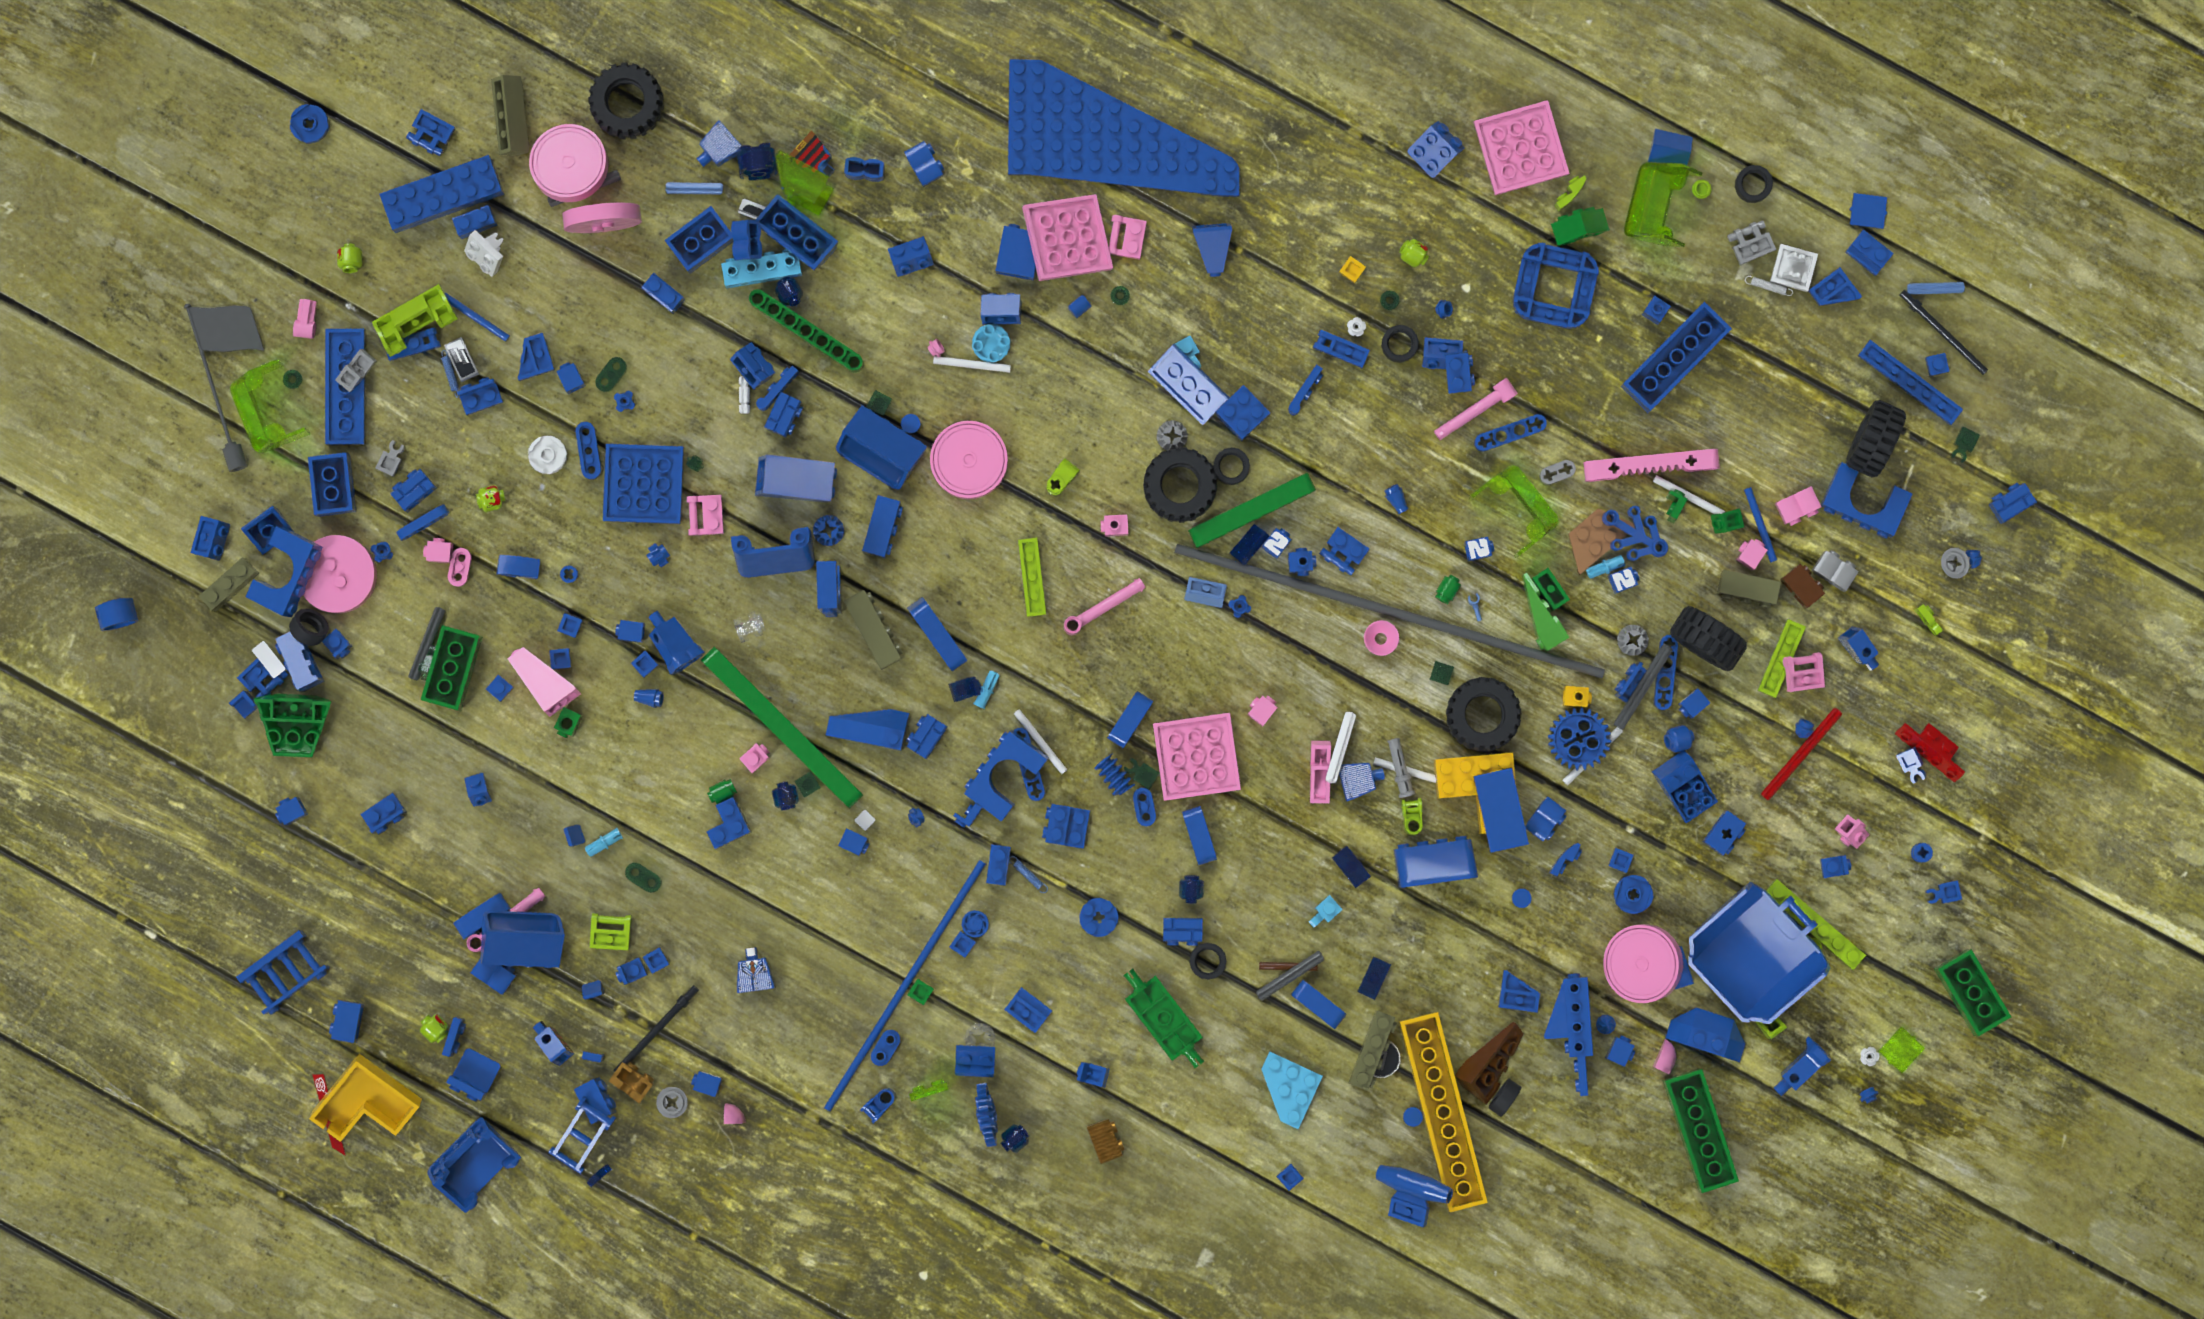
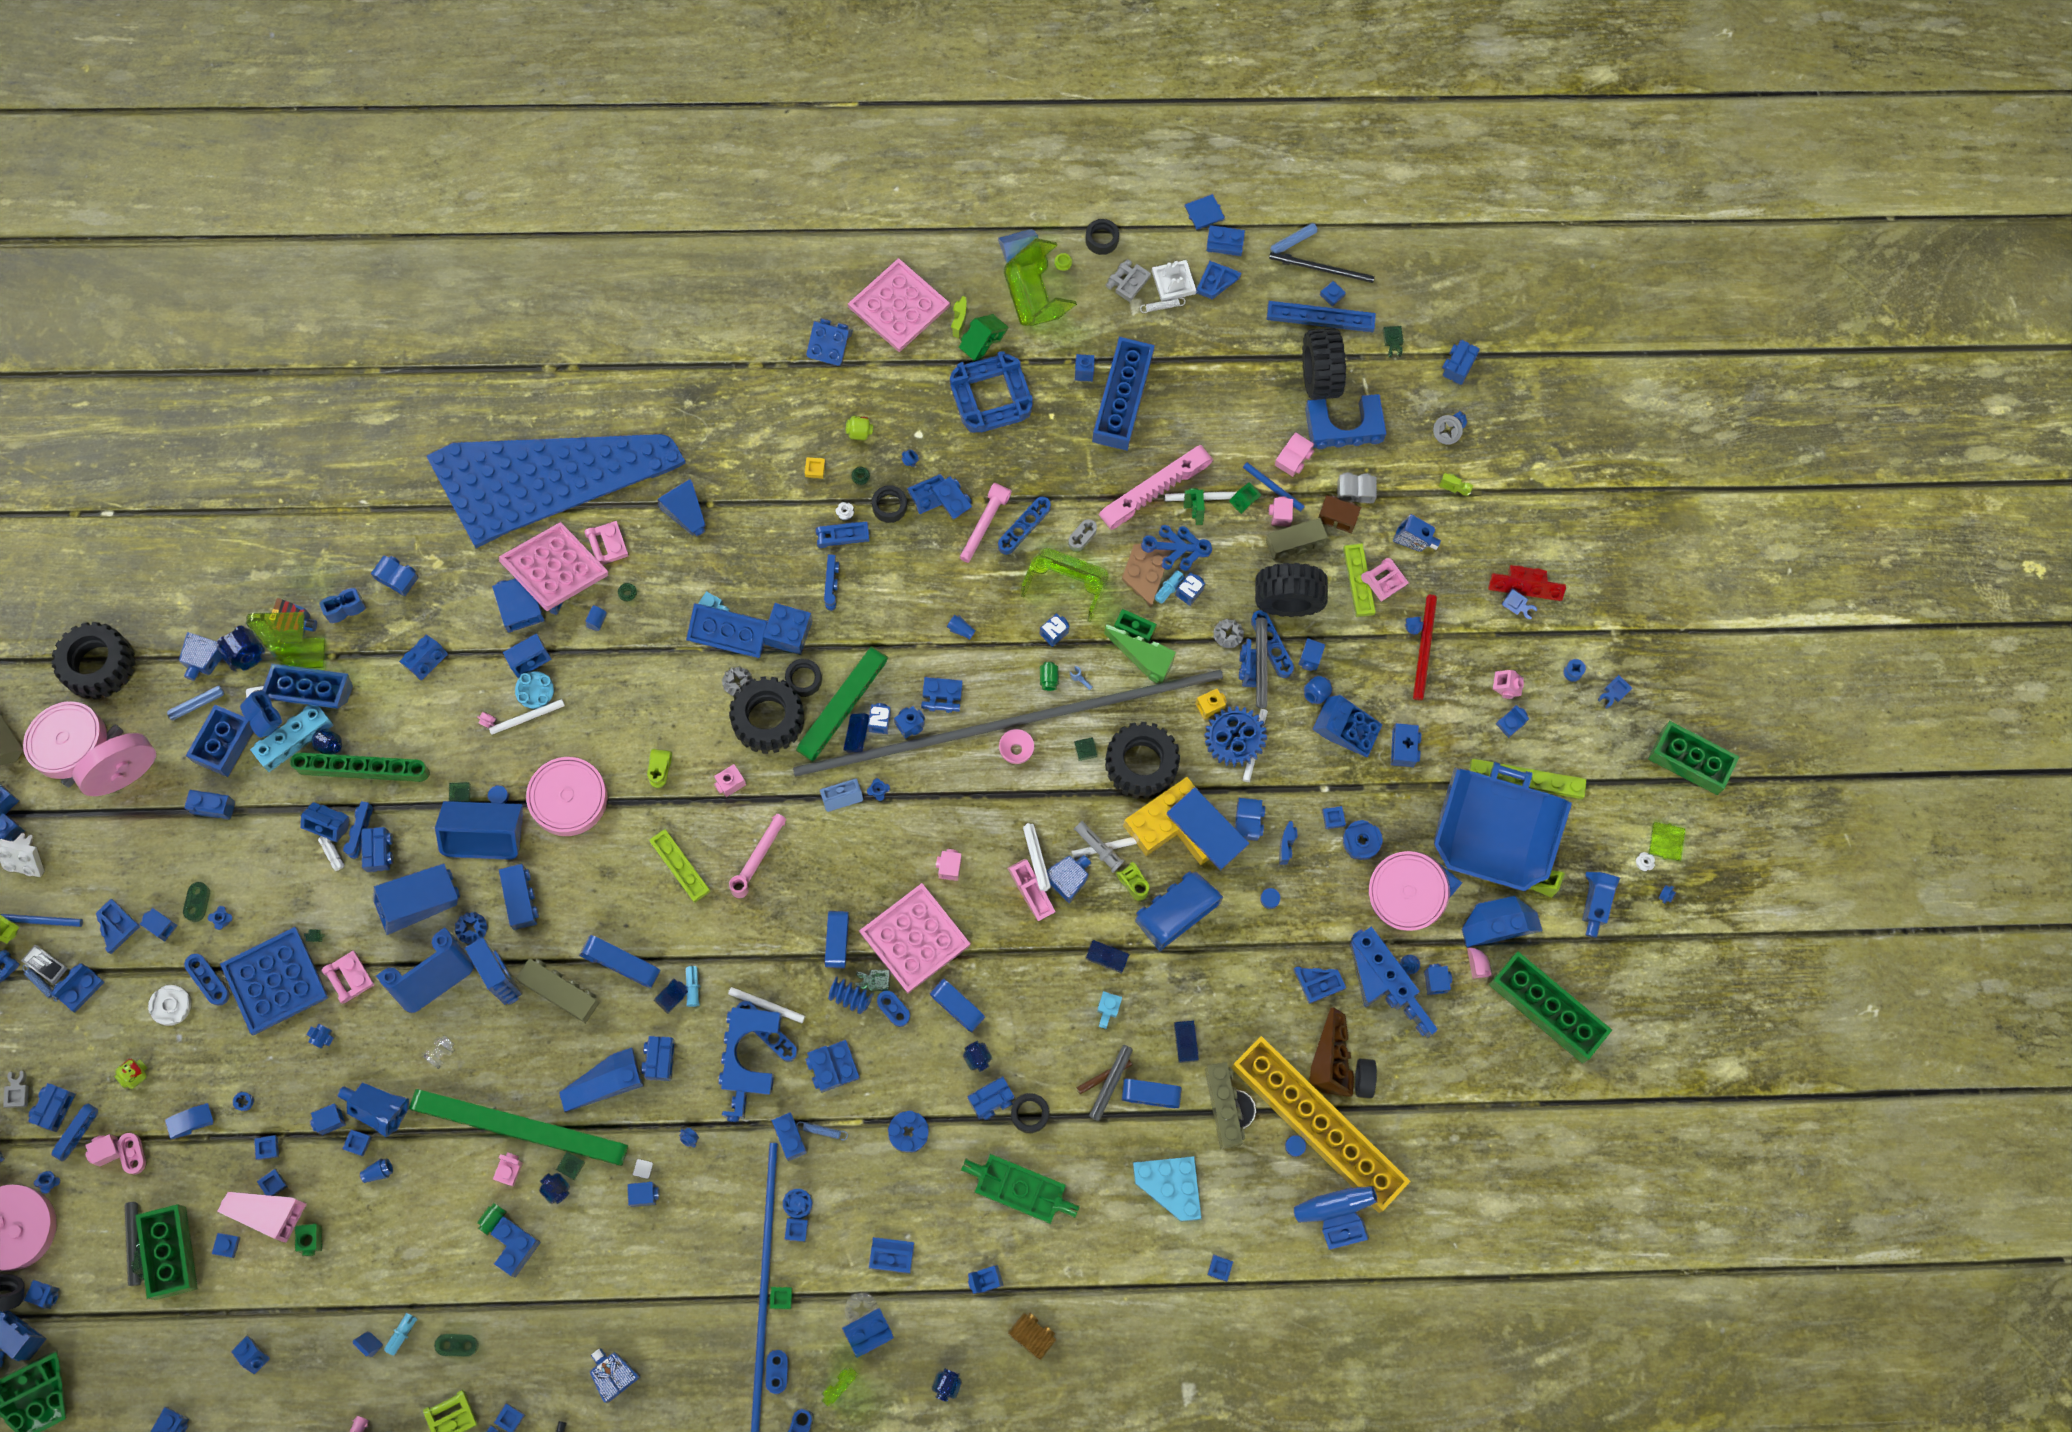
camera: 35 degrees left, 15 degrees down
(986, 1115) = (907, 1376): blue gear -> none

